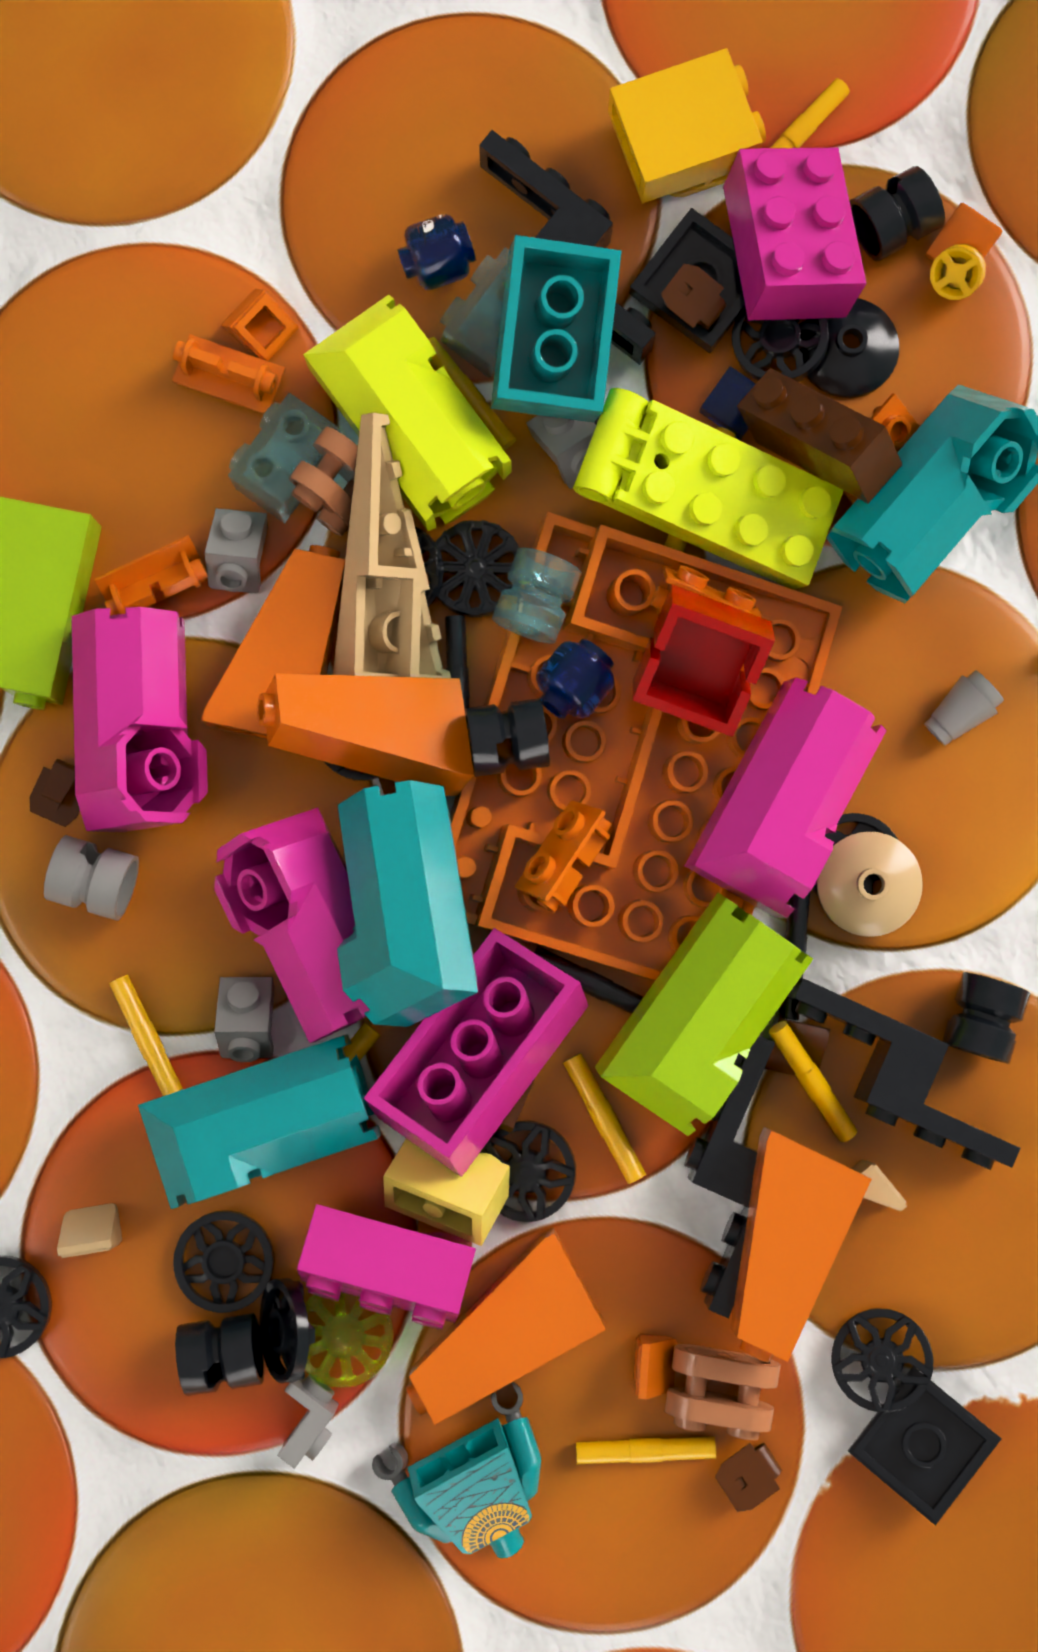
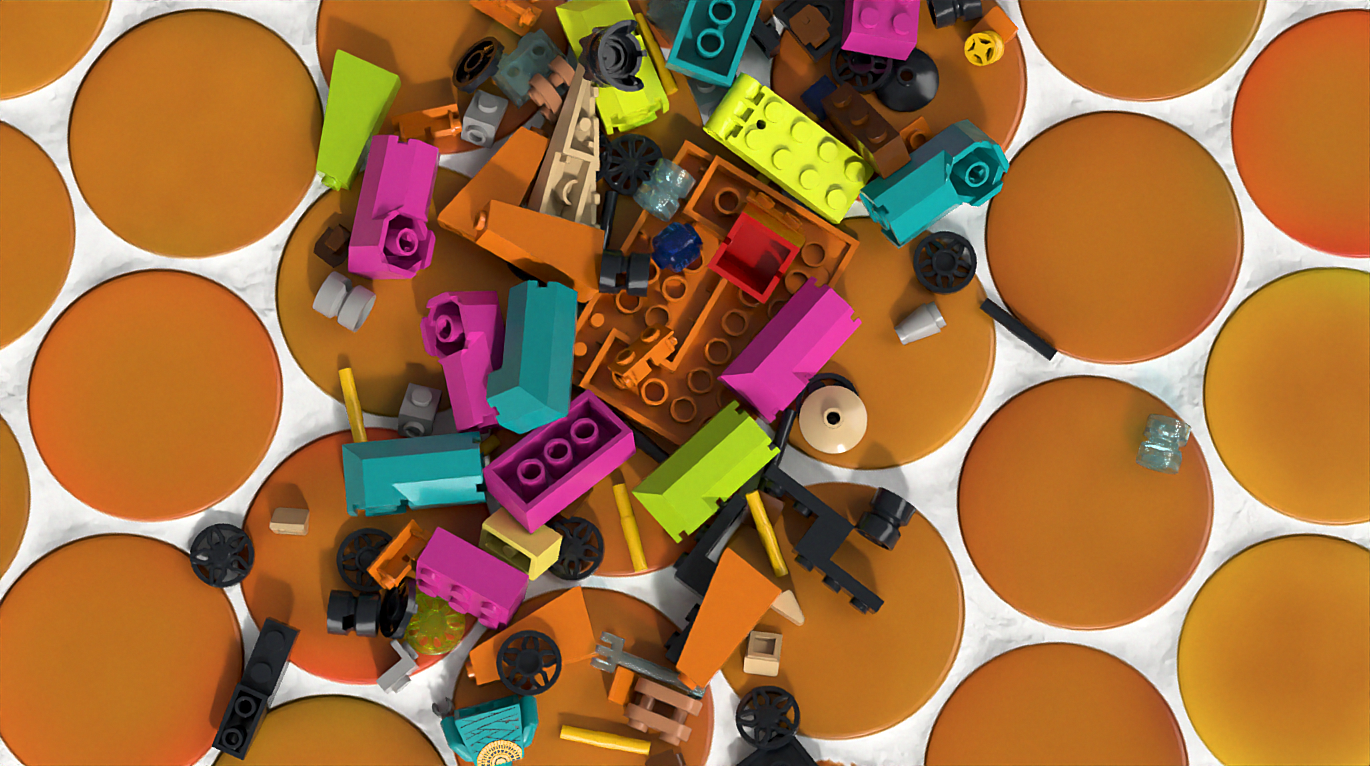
camera: 15 degrees right, 5 degrees down
(99, 1505) = (256, 689): none -> black slope
(207, 470) = (477, 64): none -> black wheel
(257, 1270) = (393, 561): none -> orange hinge
(412, 405) = (613, 56): none -> black hat
(506, 1376) = (529, 663): none -> black wheel
(639, 1330) = (617, 656): none -> clear light blue hinge
(855, 1265) = (763, 653): none -> tan slope
(975, 608) = (945, 262): none -> black wheel

